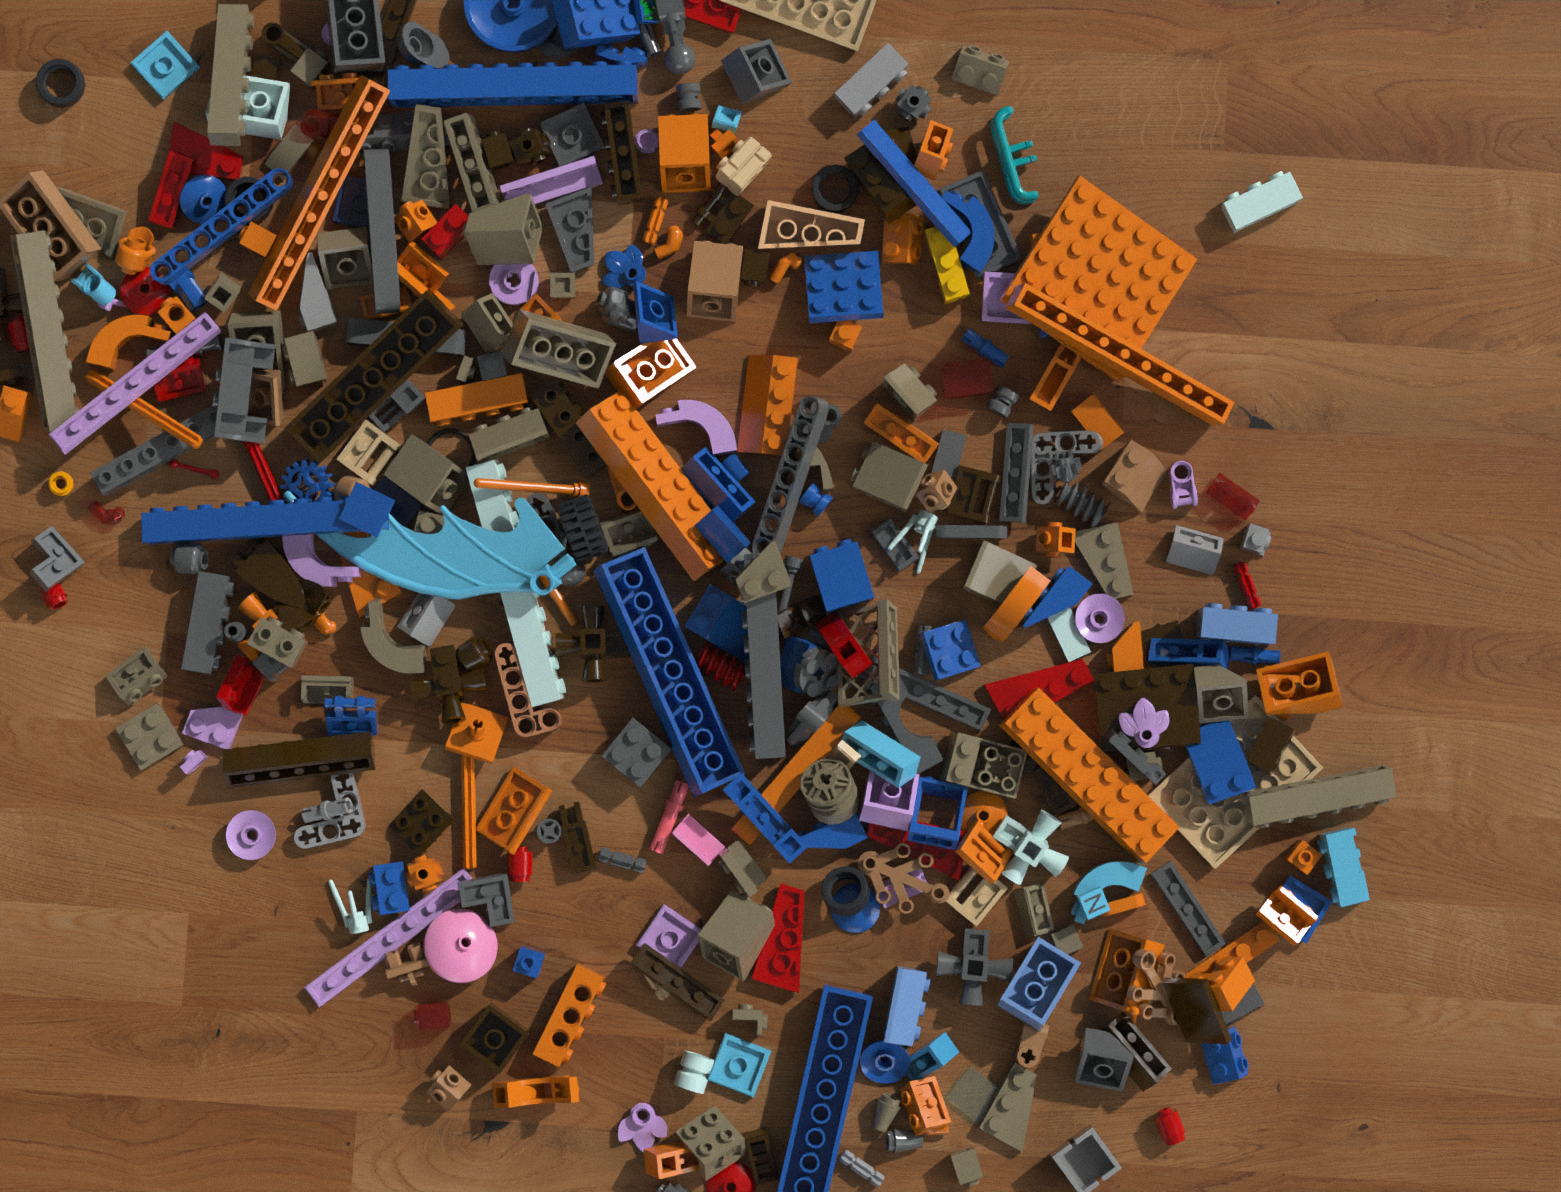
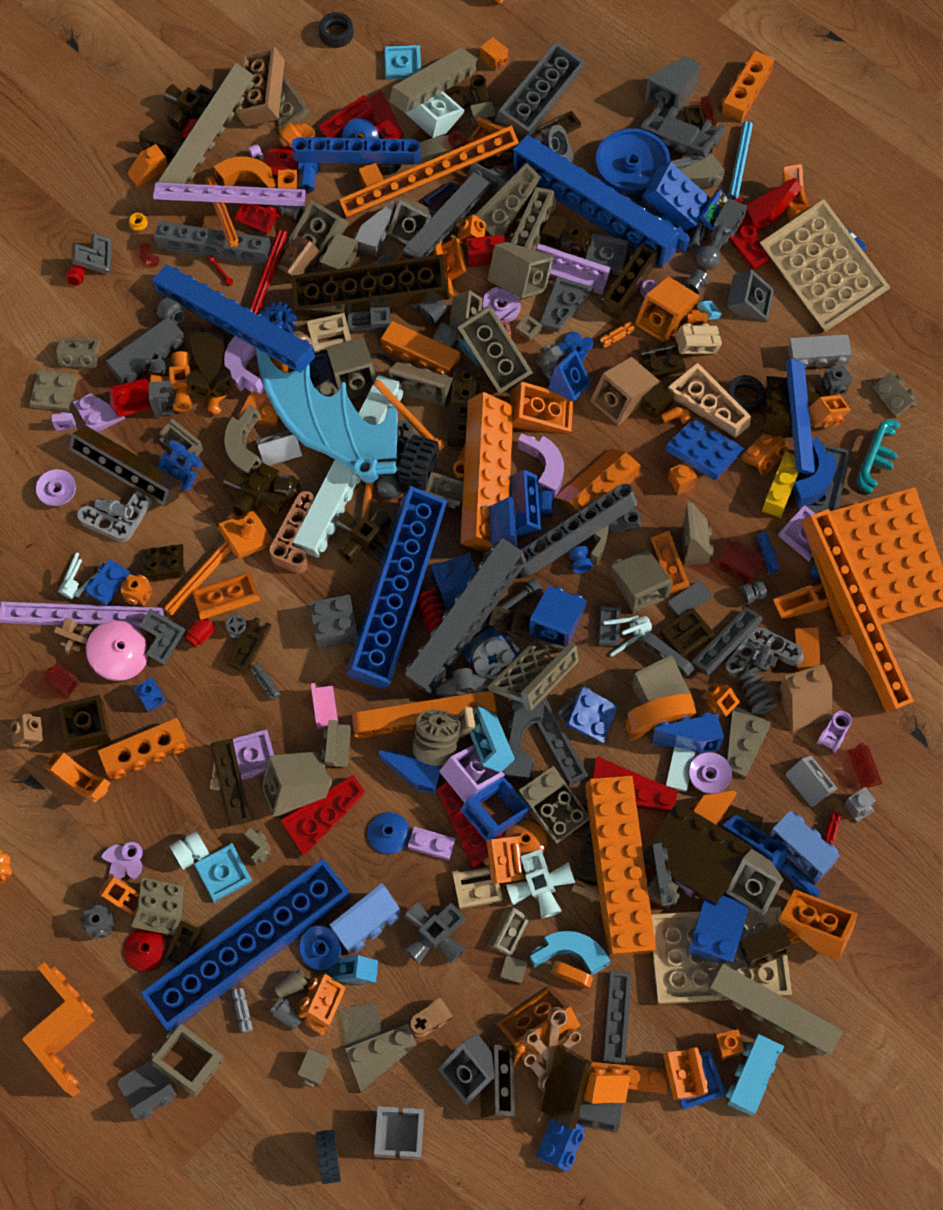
camera: 40 degrees right, 20 degrees down
(95, 285) = (256, 135): medium azure piece -> none
(222, 292) = (325, 187): dark tan brick -> none
(234, 390) = (283, 232): dark grey bracket -> none
(278, 642) = (173, 378): dark tan brick -> none
(367, 509) = (296, 345): blue piece -> none
(467, 370) = (429, 328): dark tan plate -> none
(669, 816) = (318, 678): coral pin -> none
(672, 243) = (615, 354): orange arm -> none
(764, 574) = (507, 554): dark tan wing -> none
(765, 818) = (379, 718): blue slope -> none
(840, 874) = (394, 800): black tyre -> none
(844, 644) = (523, 654): red slope -> none
(899, 876) = (435, 832): medium nougat plant -> none
(936, 490) = (664, 608): medium nougat brick -> none
(1039, 984) = (469, 978): medium blue brick -> none
(1093, 903) = (553, 952): medium azure tile -> none
(1144, 719) = (687, 853): lavender plate -> none
(1170, 1126) = (480, 1161): red brick -> none

